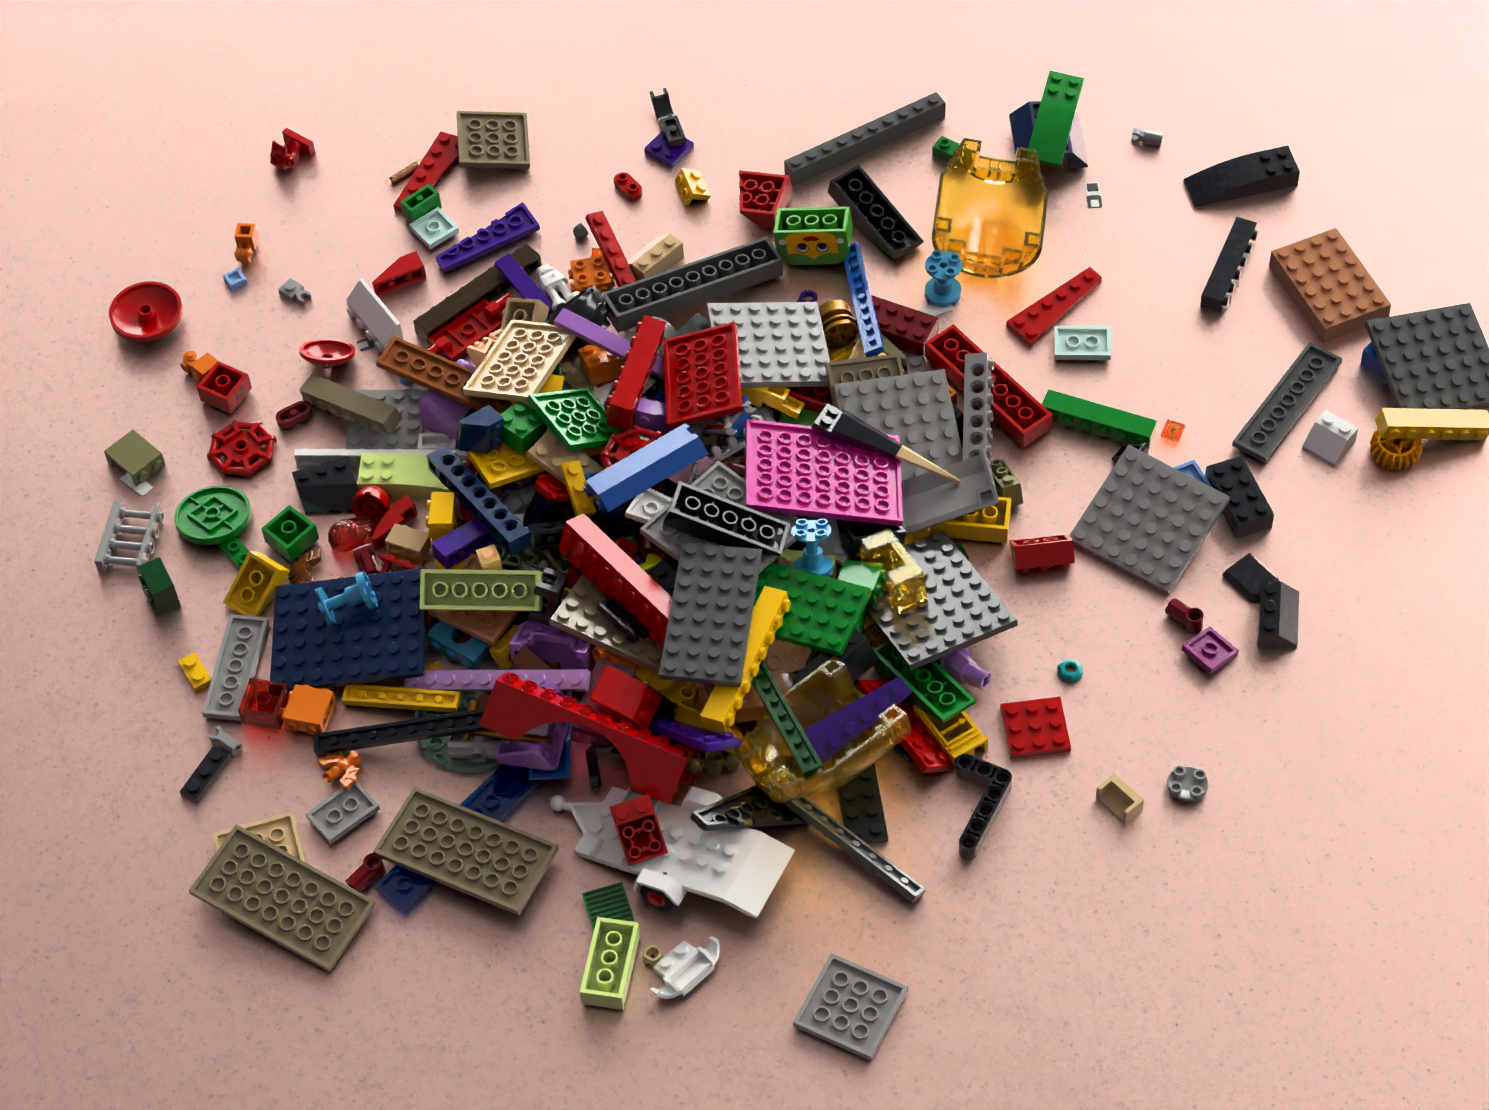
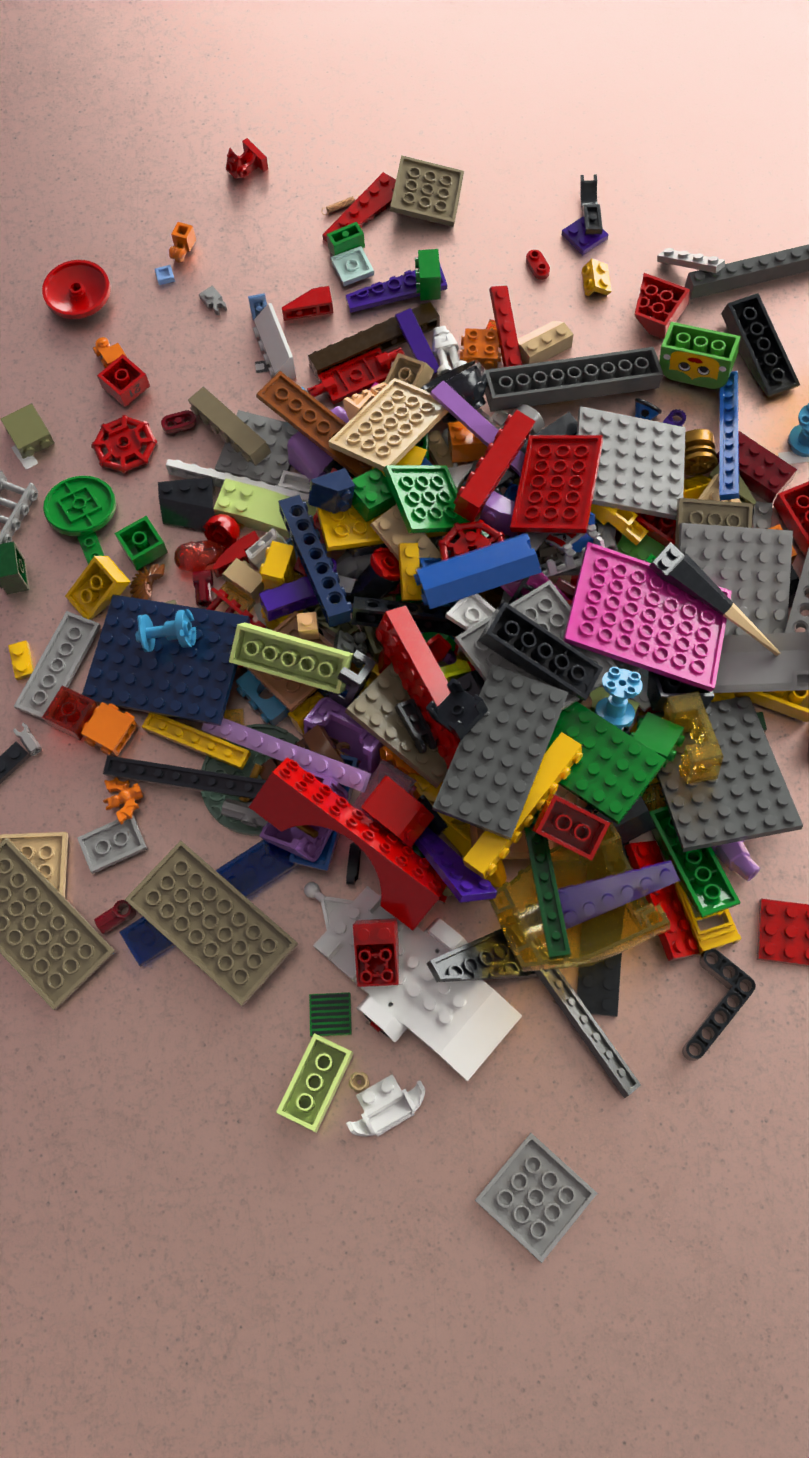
camera: 15 degrees right, 15 degrees up
(327, 352) = (223, 367): red dish -> none
(345, 285) = (257, 304): none -> medium blue slope
(417, 511) = (257, 551): none -> white brick
(518, 218) = (428, 274): none -> green brick
(580, 231) = (482, 299): dark grey hinge -> none
(661, 586) = (458, 711): none -> black panel
(775, 295) = (645, 409): none -> hat
(787, 148) = (689, 260): none -> light grey plate
(795, 663) = (571, 826): none -> red brick

